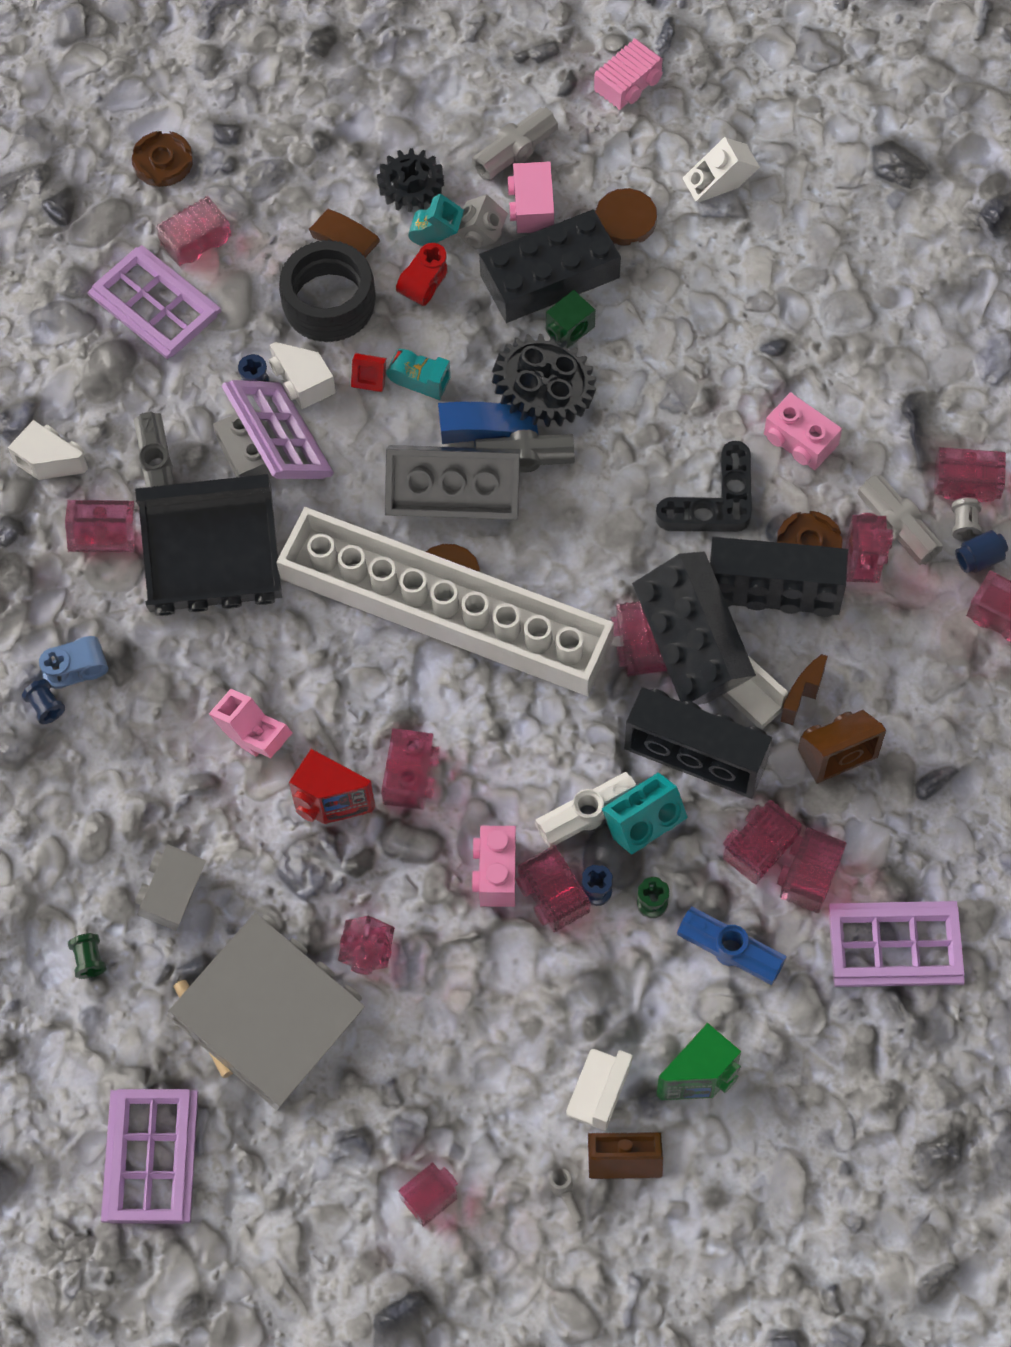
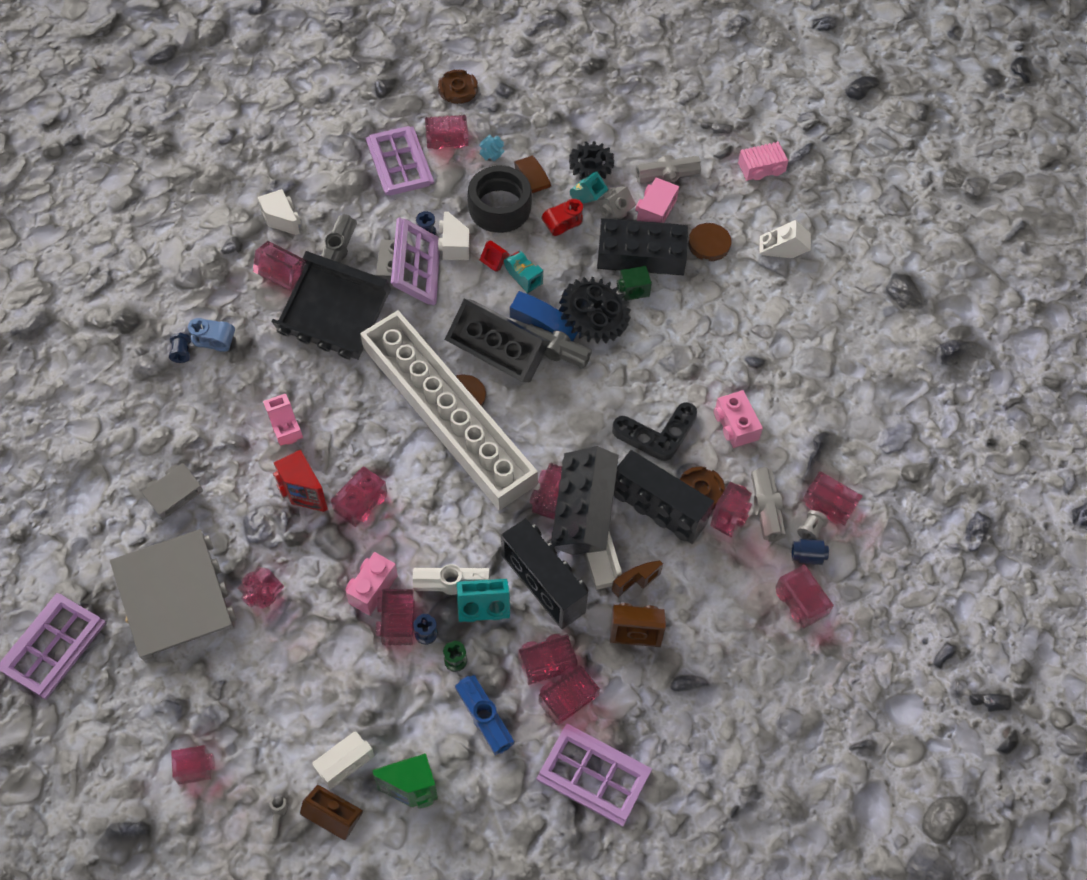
camera: 25 degrees right, 5 degrees down
(87, 956) = (99, 505): dark green bush -> none
(269, 225) = (491, 148): none -> medium azure gear

